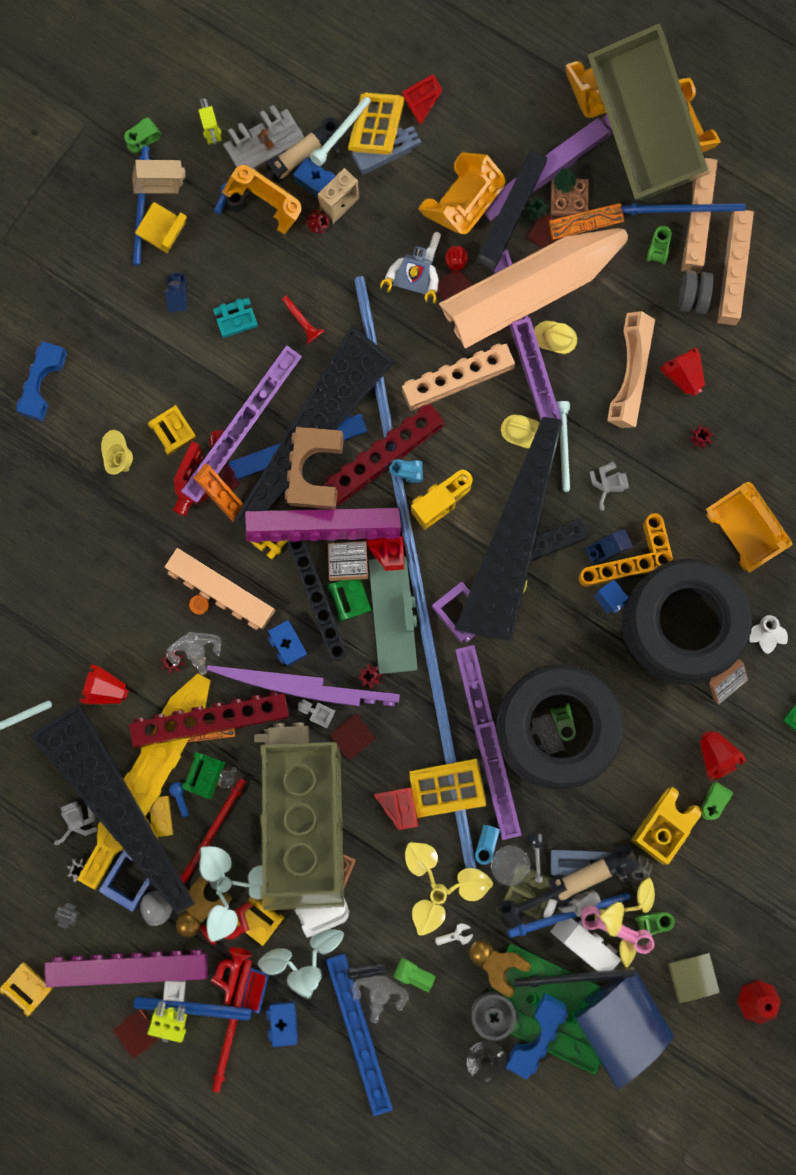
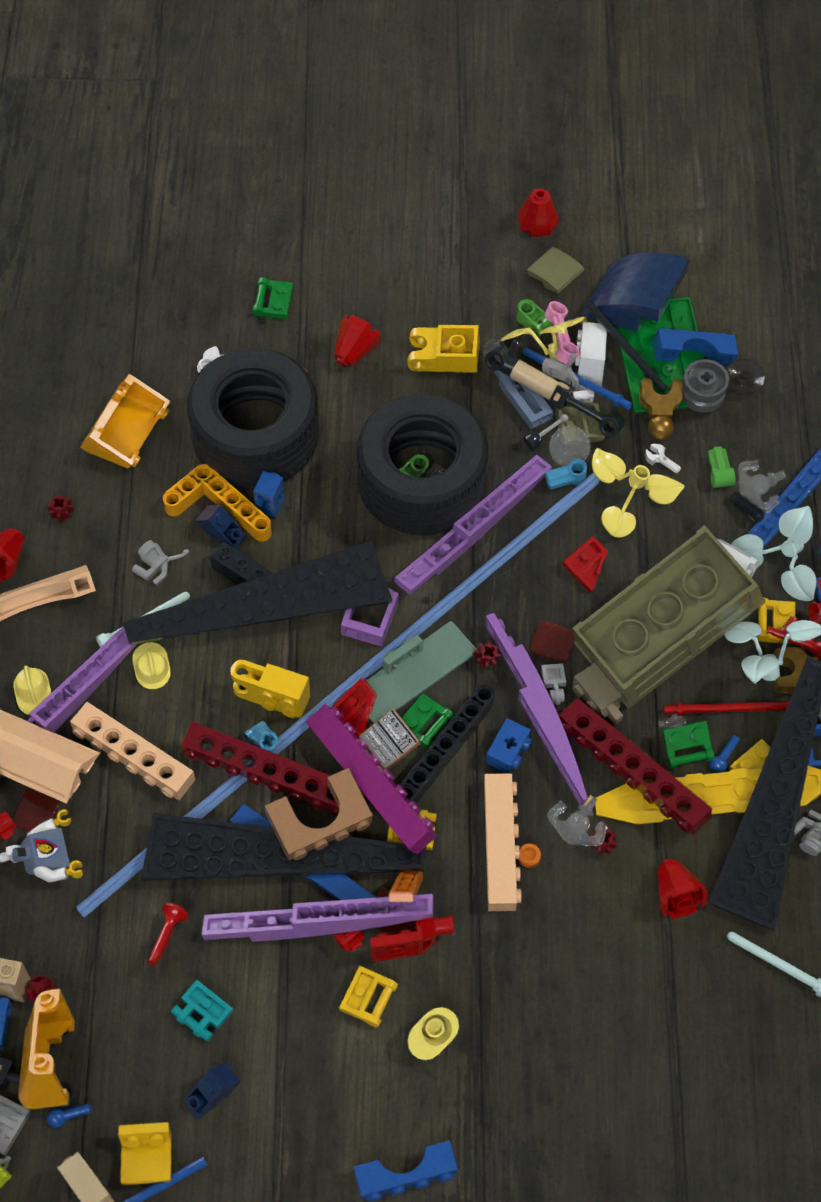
camera: 125 degrees left, 20 degrees down
(447, 788) = (540, 531): yellow piece -> none
(716, 798) = (394, 326): bright green piece -> none

